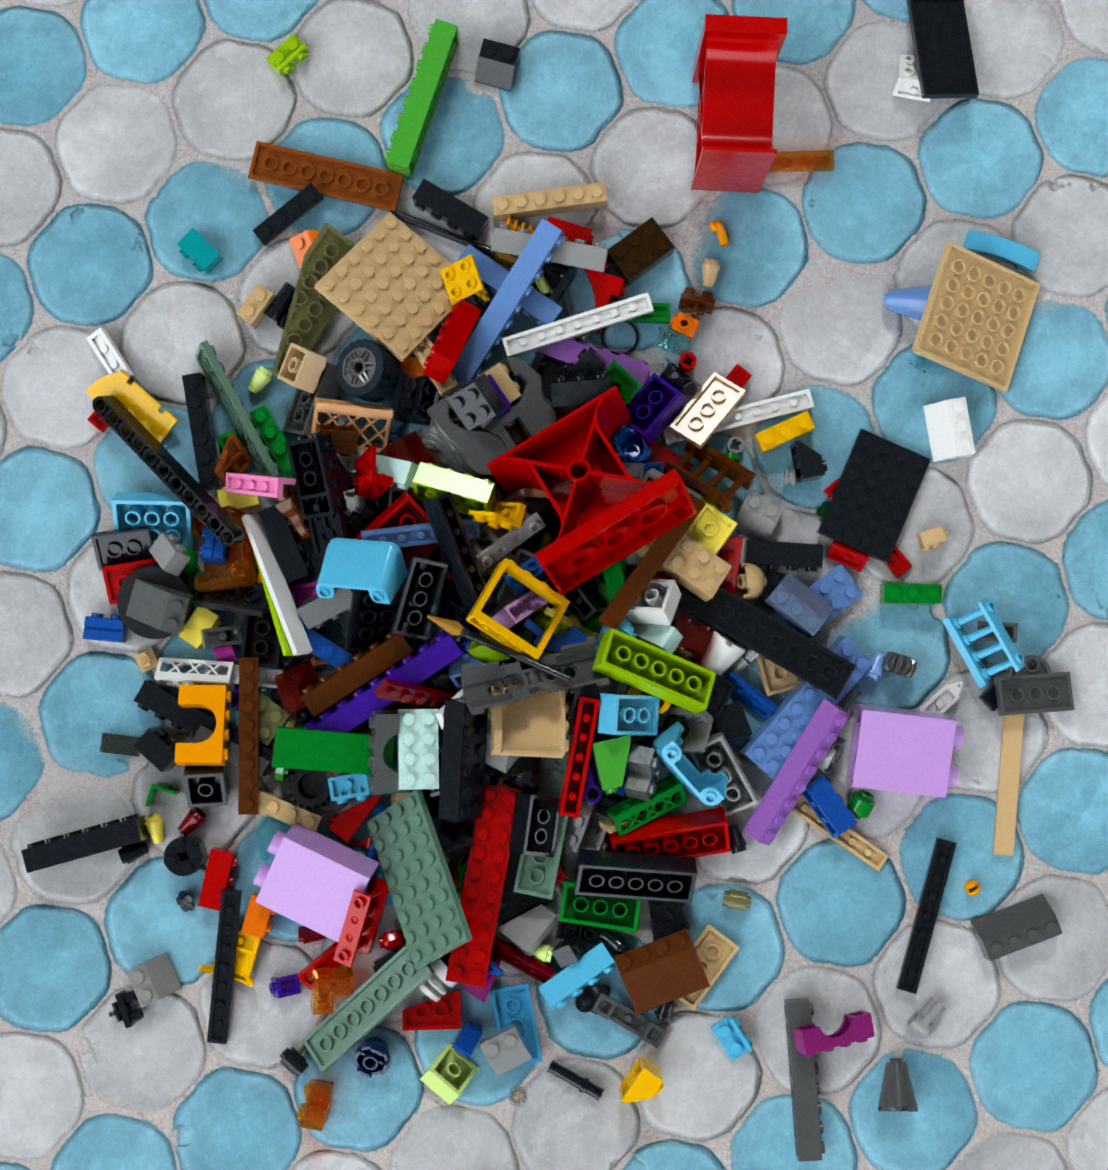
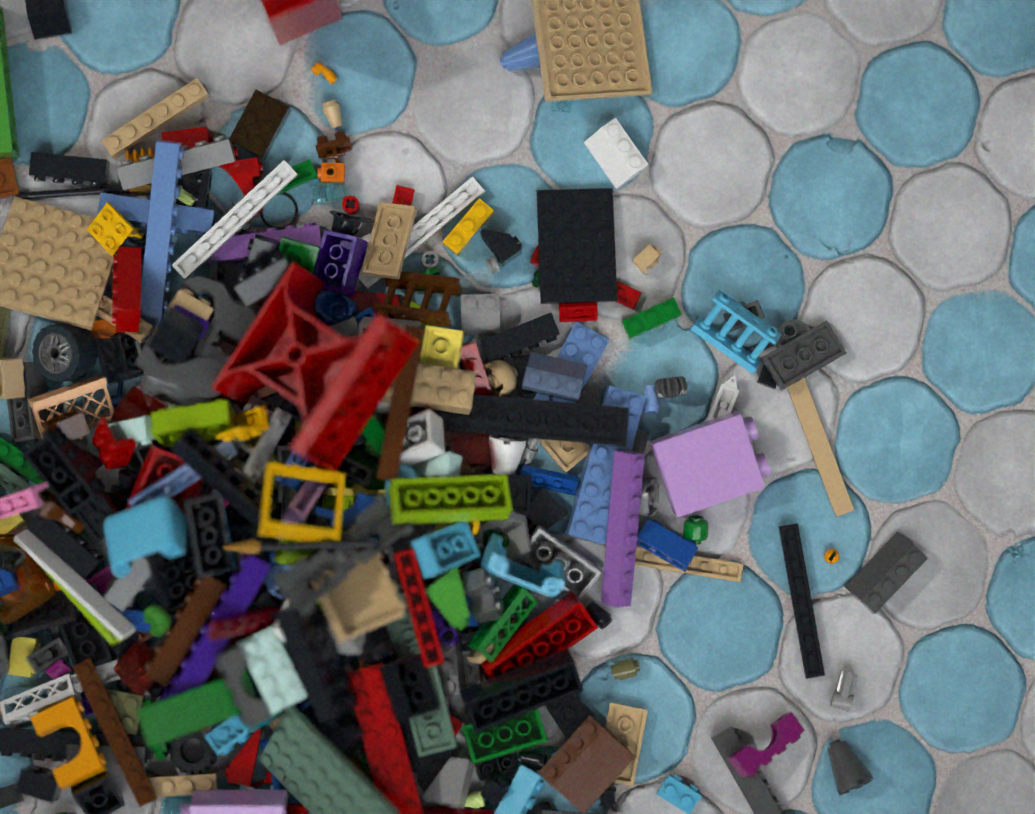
camera: 25 degrees left, 0 degrees up
(336, 652) = (158, 619): none -> bright green hair

